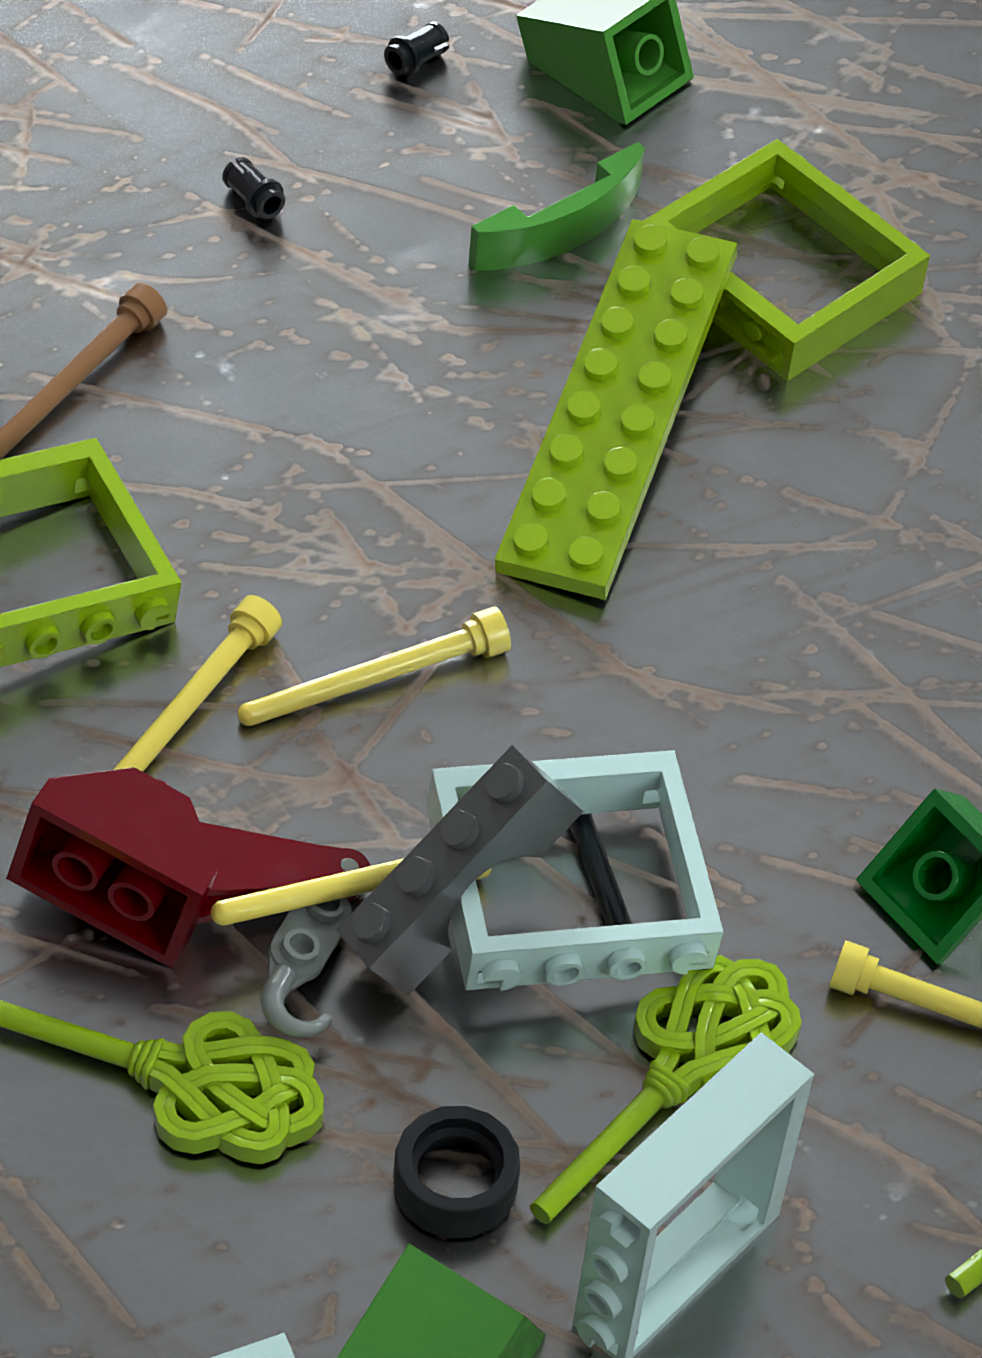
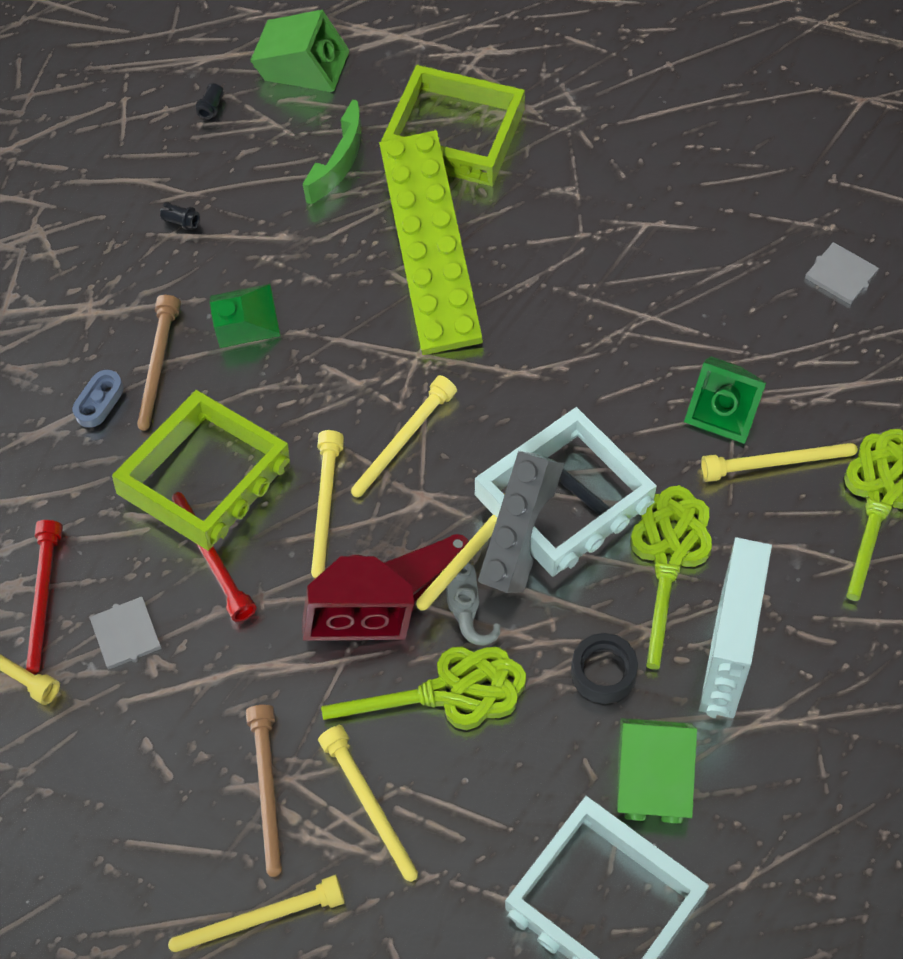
camera: 20 degrees left, 10 degrees up
(249, 377) = (244, 316): none -> green slope

